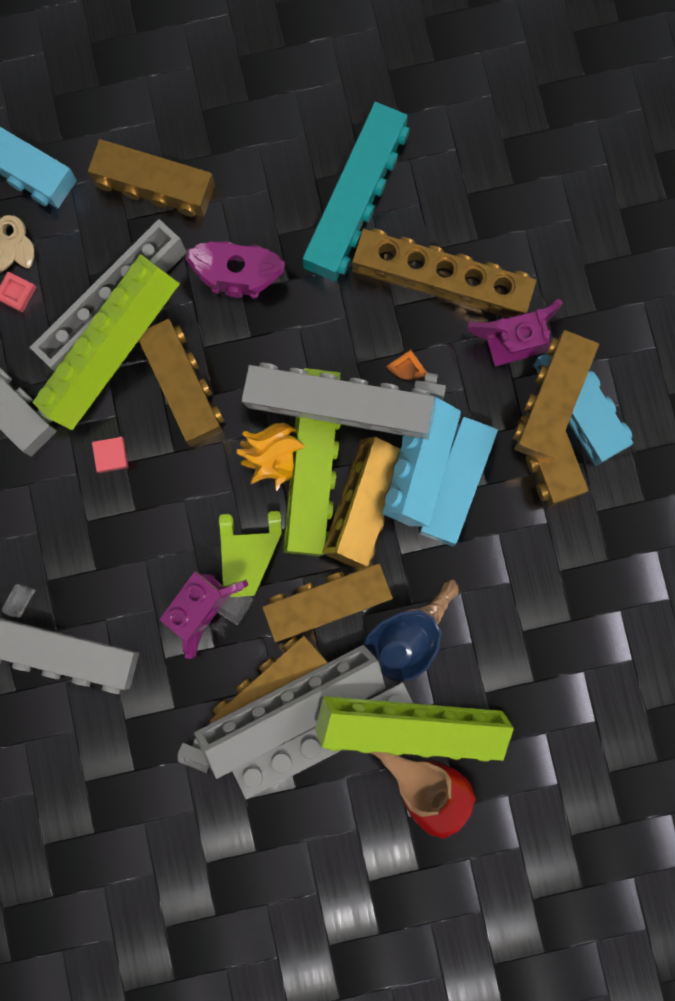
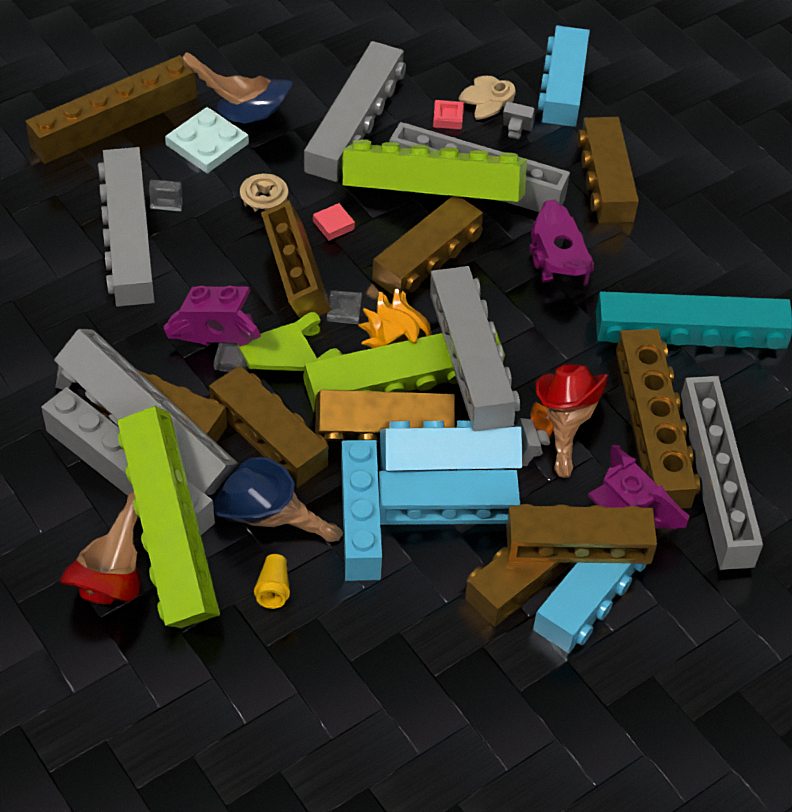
camera: 60 degrees right, 30 degrees down
(36, 500) = (266, 184): none -> tan gear
(54, 230) = (518, 118): none -> light grey tile
(155, 511) = (295, 260): none -> pearl gold brick
(215, 484) = (344, 307): none -> clear tile
(402, 338) = (569, 402): none -> red hat
(446, 559) = (361, 510): none -> medium azure brick
(484, 655) = (273, 582): none -> yellow cone
(523, 251) = (720, 474): none -> light grey brick

